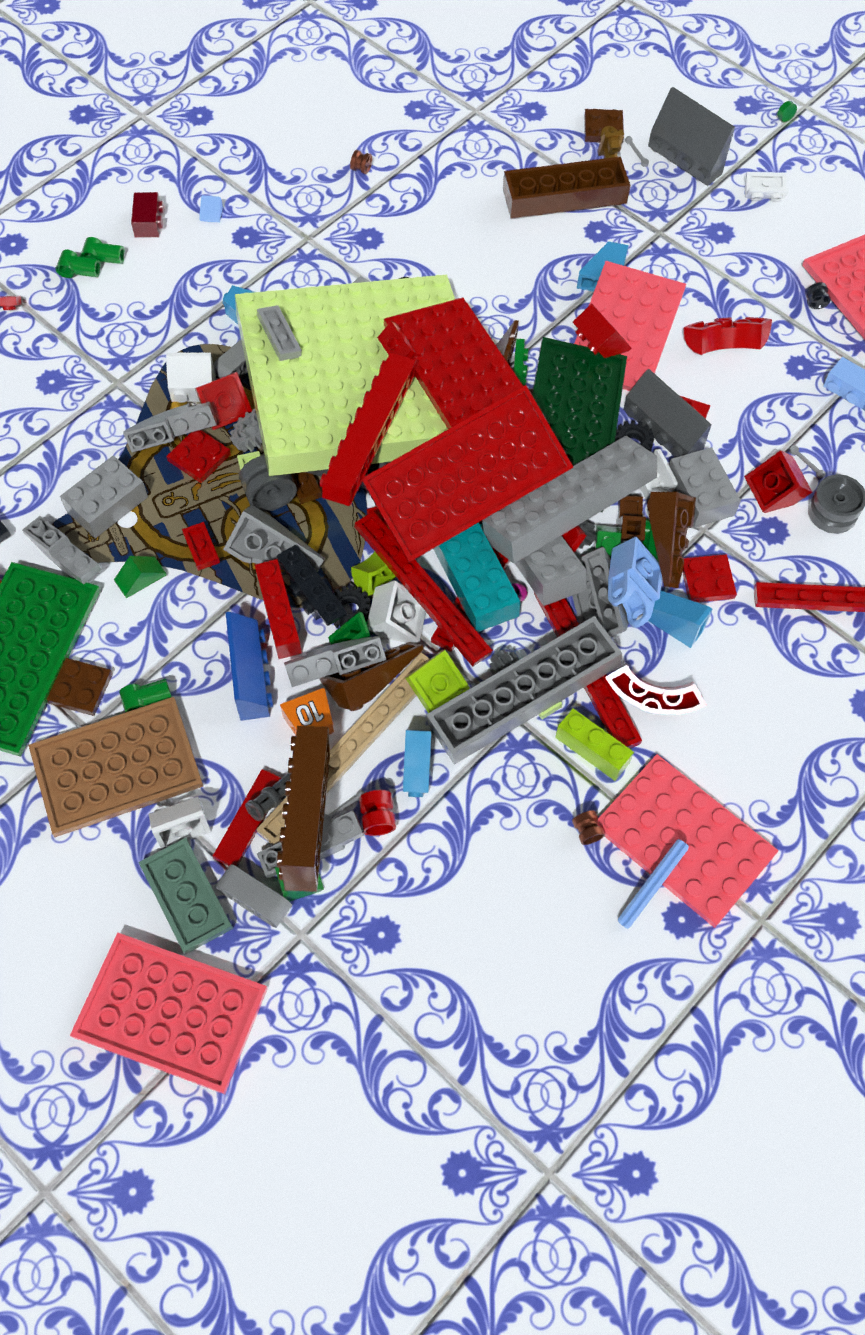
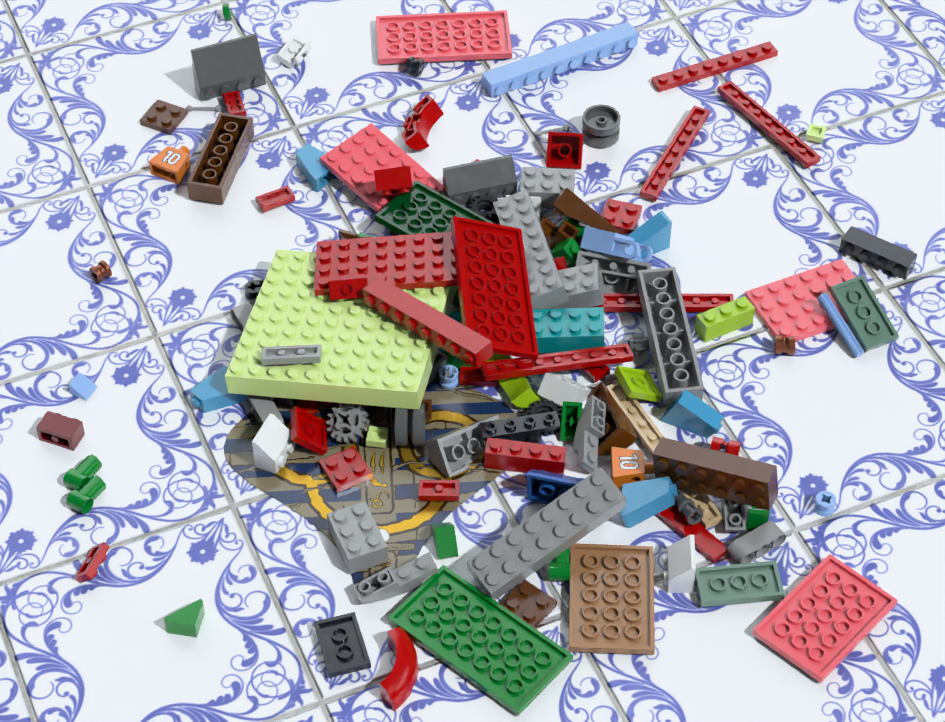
camera: 65 degrees left, 15 degrees down
(156, 664) = (546, 534): none -> light grey brick
(169, 424) = (309, 473): light grey slope -> none
(261, 750) = (647, 499): none -> dark azure slope
(349, 962) = (825, 503): none -> light blue wheel
(360, 500) = (448, 377): none -> light blue wheel
(539, 152) = (171, 164): none -> orange torso
(540, 255) = (275, 198): none -> plate
(610, 142) = (192, 115): pearl gold hips -> none
(654, 170) = (234, 103): none -> red plate
(655, 698) = (708, 268): brick -> none
(686, 906) = (864, 313): none -> sand green plate
(813, 893) = (878, 252): none -> brick

